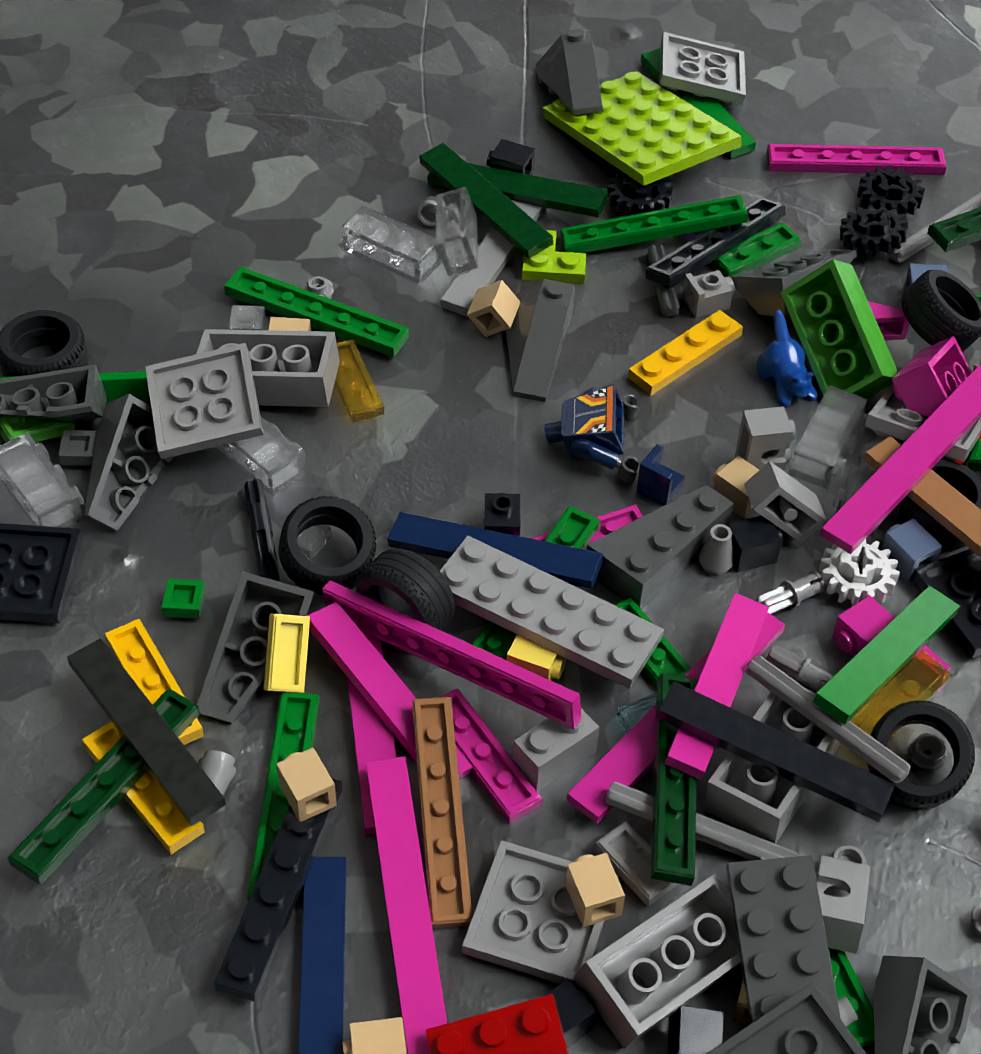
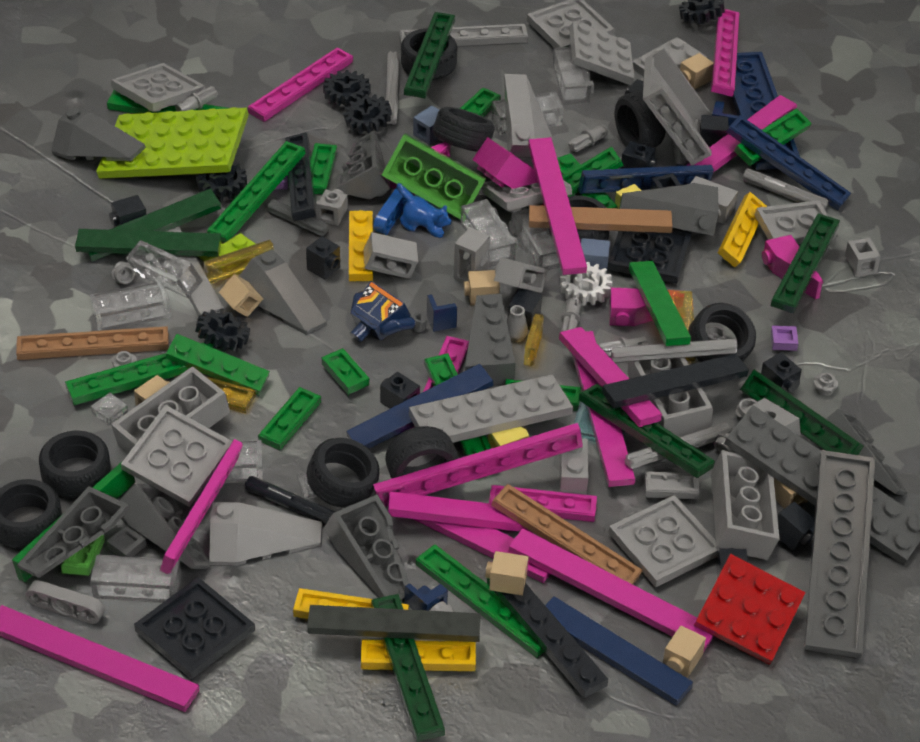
camera: 50 degrees left, 5 degrees down
(135, 321) = (68, 446): none -> black tyre
(152, 462) = (201, 507): none -> dark pink tile
(183, 598) = (302, 561): green plate -> none
(184, 533) = (251, 532): none -> light grey wedge
(230, 737) = (424, 597): none -> dark blue panel
(286, 653) = (400, 535): light yellow tile -> none
(322, 255) = (92, 343): none -> medium nougat tile
(378, 459) = (289, 418): none -> green tile
(380, 355) = (217, 363): none -> green plate
(432, 327) = (222, 330): none -> black gear
(487, 457) = (345, 371): none -> green plate
(526, 272) = (234, 262): none -> clear yellow tile
(594, 889) = (679, 504): tan brick -> none
(623, 333) = (323, 257): none -> black brick
(687, 379) = (390, 255): none -> light grey brick
(714, 581) = (533, 340): none -> clear yellow tile
(719, 103) = (197, 100): none -> light grey axle
(743, 342) = (389, 213): none -> blue beam
(883, 934) = (811, 423): none -> dark green tile
(942, 861) = (782, 372): none -> black brick

